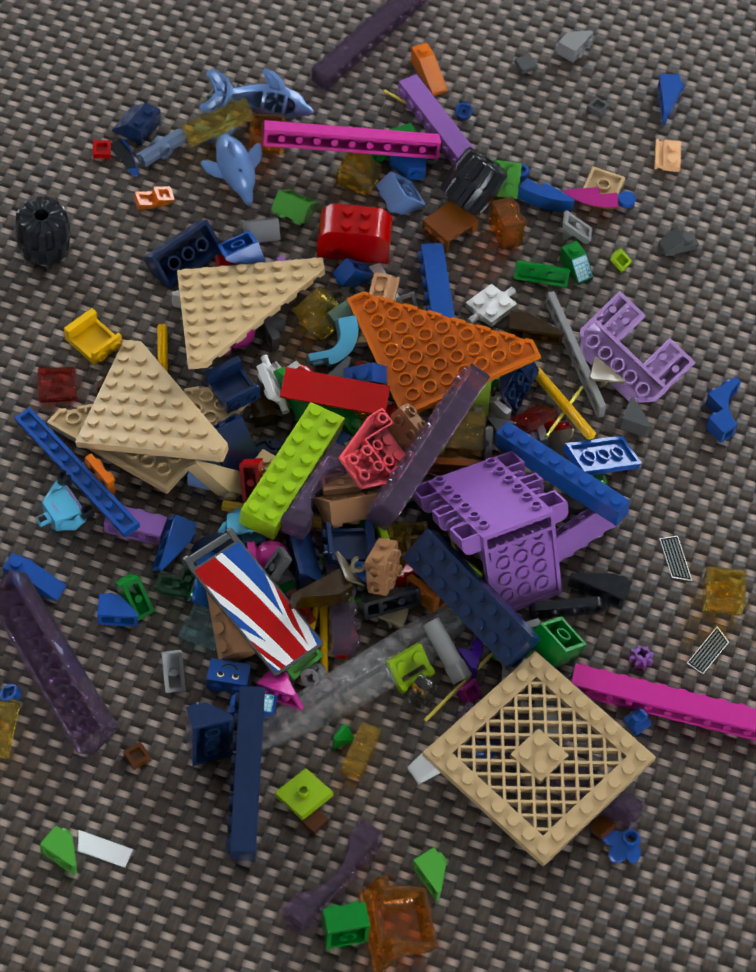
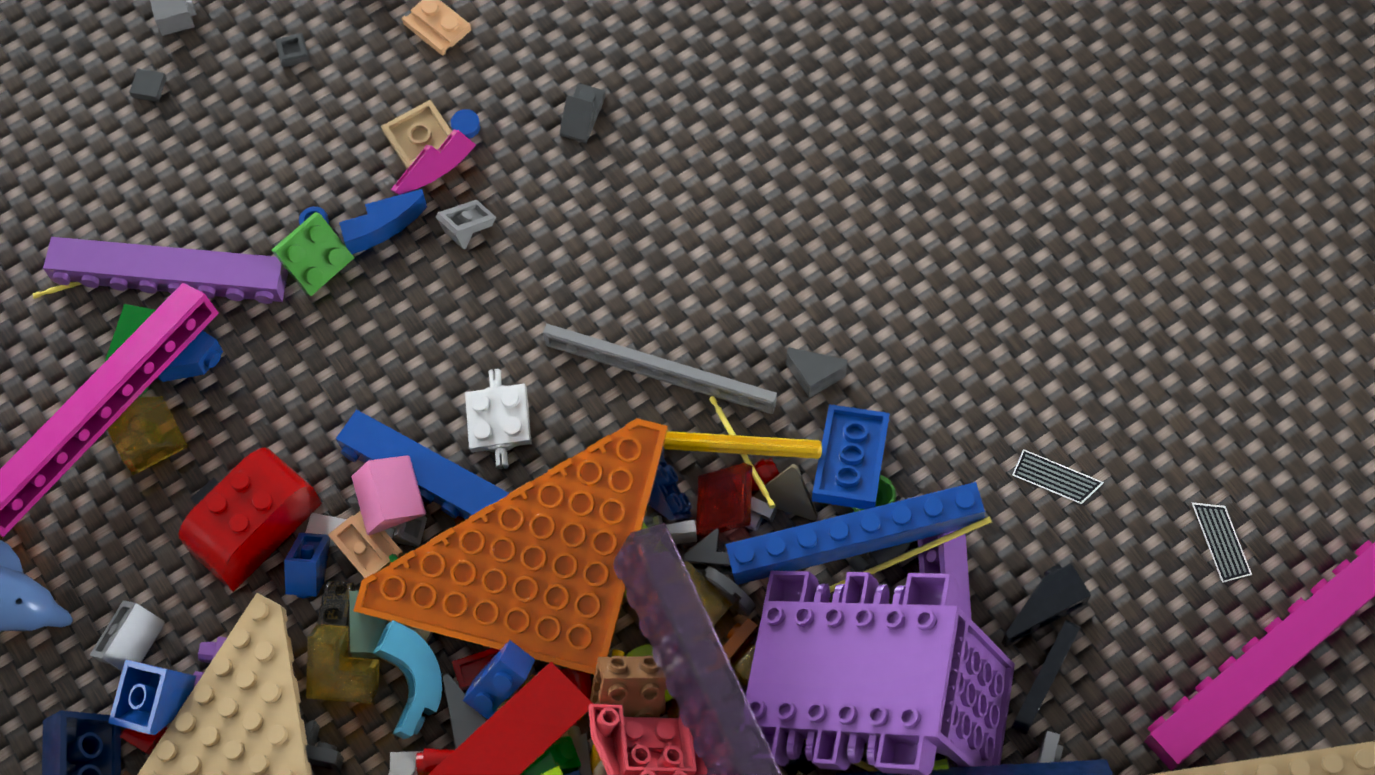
camera: 45 degrees left, 10 degrees up
(294, 206) = (128, 561): bright green slope -> none
(400, 194) = (226, 404): medium blue slope -> none
(414, 278) = (387, 493): none -> bright pink slope
(428, 68) = (51, 214): orange slope -> none
(448, 223) = (328, 376): dark orange panel -> none
(463, 111) = (158, 219): blue tile -> none
(473, 181) = (298, 296): black wheel -> none
(507, 223) = (391, 301): clear orange brick -> none
(529, 326) = (576, 395): dark brown slope -> none
(542, 273) = (501, 316): green plate -> none
(558, 642) = (1104, 730): green brick -> none
(576, 259) = (518, 260): green slope -> none
(593, 514) = (923, 548): none -> light yellow axle
(604, 374) = (719, 357): dark tan piece -> none
(620, 260) = (552, 202): lime slope -> none
(637, 721) = (1274, 713): blue tile -> none
(641, 657) = (1194, 637): medium lavender gear -> none
(642, 380) = (718, 327): lavender slope -> none
(721, 422) = (897, 267): blue arch -> none
(724, 591) = (1158, 457): clear yellow brick -> none

